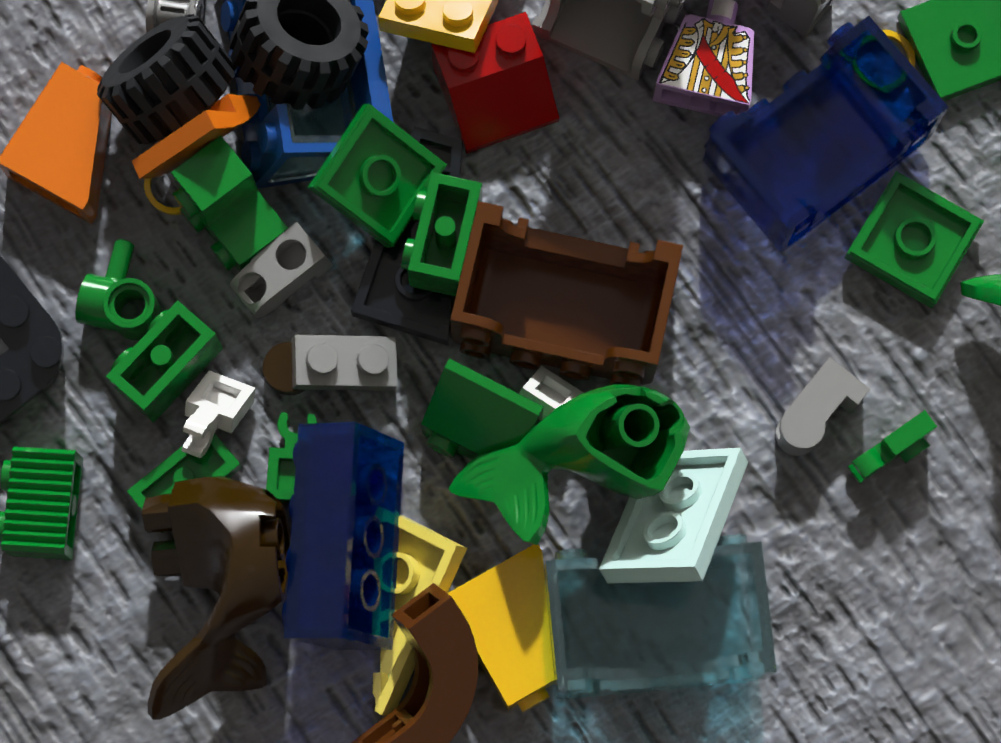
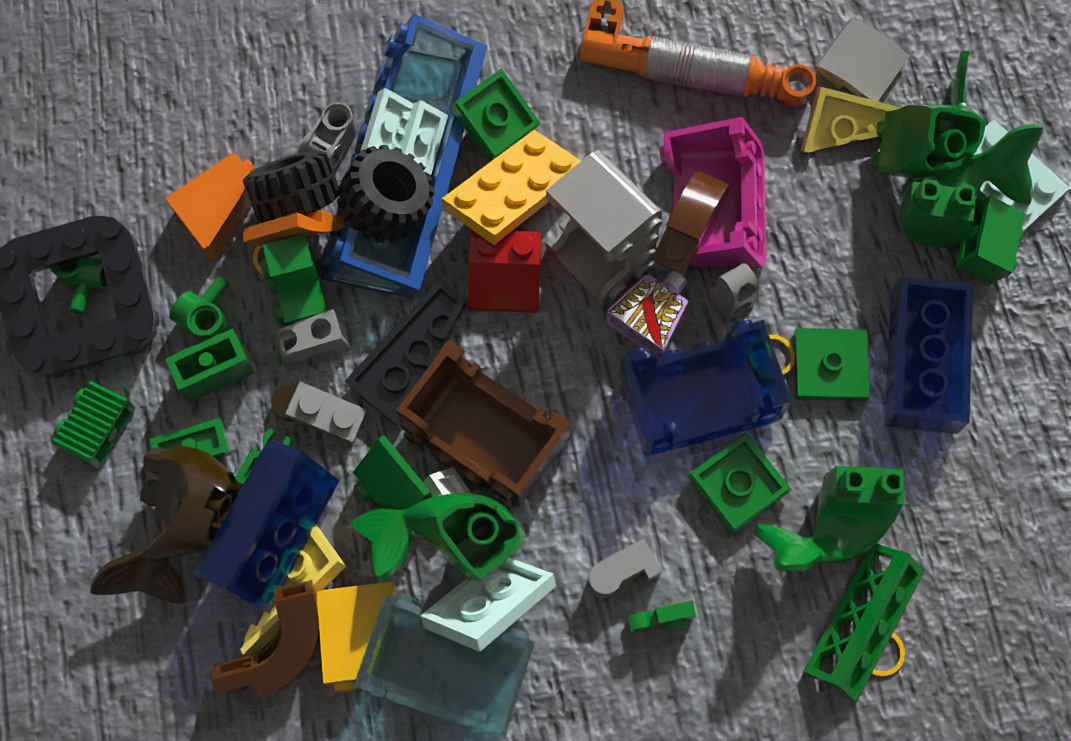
camera: 25 degrees right, 5 degrees down
(213, 405) = (229, 406): white plate -> none
(376, 175) = (397, 299): green plate -> none
(443, 233) = (418, 350): green brick -> none

